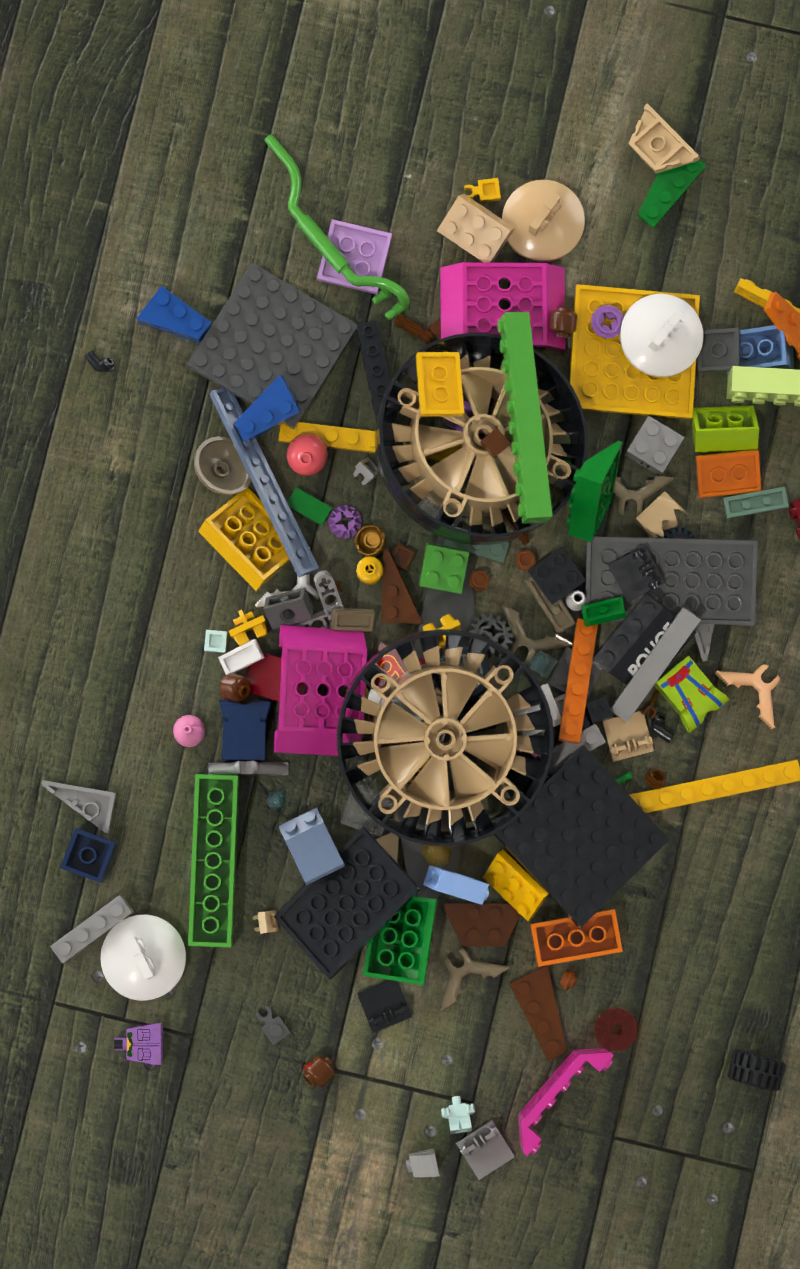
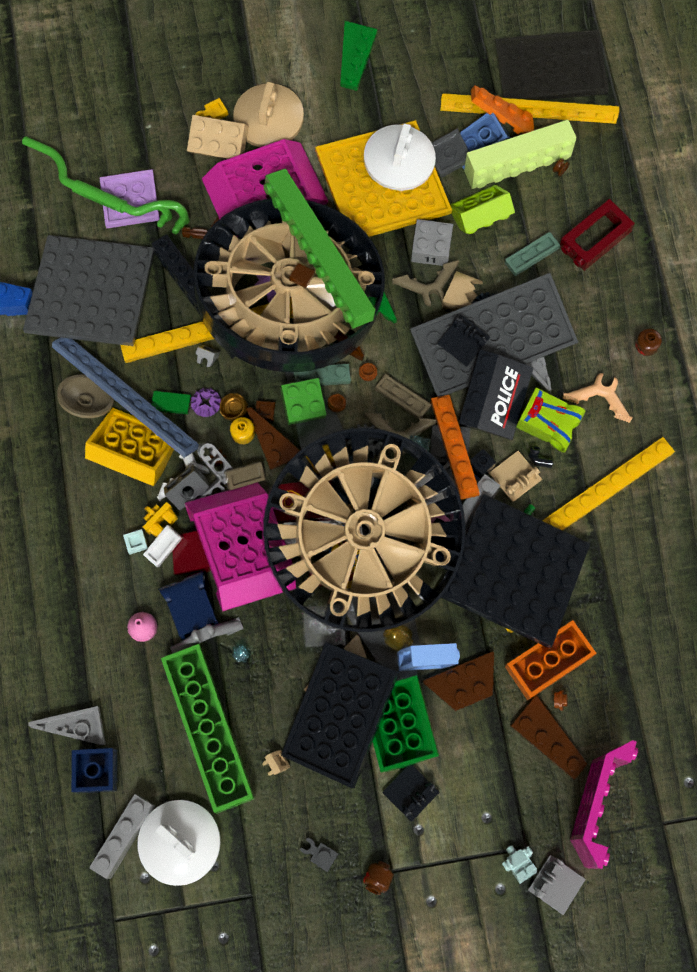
camera: 20 degrees left, 10 degrees down
(142, 1044) = (209, 922): medium lavender torso -> none
(233, 687) = (167, 572): reddish brown head -> none
(268, 411) = (104, 335): blue wedge -> none
(307, 454) = (152, 361): coral cylinder -> none
(311, 846) = (288, 677): sand blue slope -> none
(423, 1164) = (509, 921): light grey slope -> none
(439, 384) = (236, 247): yellow plate -> none
(457, 974) = (471, 725): dark tan piece -> none
(515, 885) = (479, 636): yellow plate -> none
(556, 575) = (399, 372): black hinge -> none
(563, 321) = (317, 176): reddish brown head -> none
(574, 605) = (423, 385): white cone -> none
(593, 492) = (399, 288): green slope -> none
(603, 611) = (450, 382): green plate -> none
(609, 312) = (351, 156): medium lavender gear -> none
(627, 1032) = (618, 714): clear red plate -> none
(650, 706) = (523, 445): reddish brown hand -> none
(655, 664) = (512, 405): light grey tile -> none
(655, 779) = (554, 500): reddish brown plate -> none
(659, 144) = (335, 26): tan wing -> none
(728, 473) = (500, 240): orange tile -> none

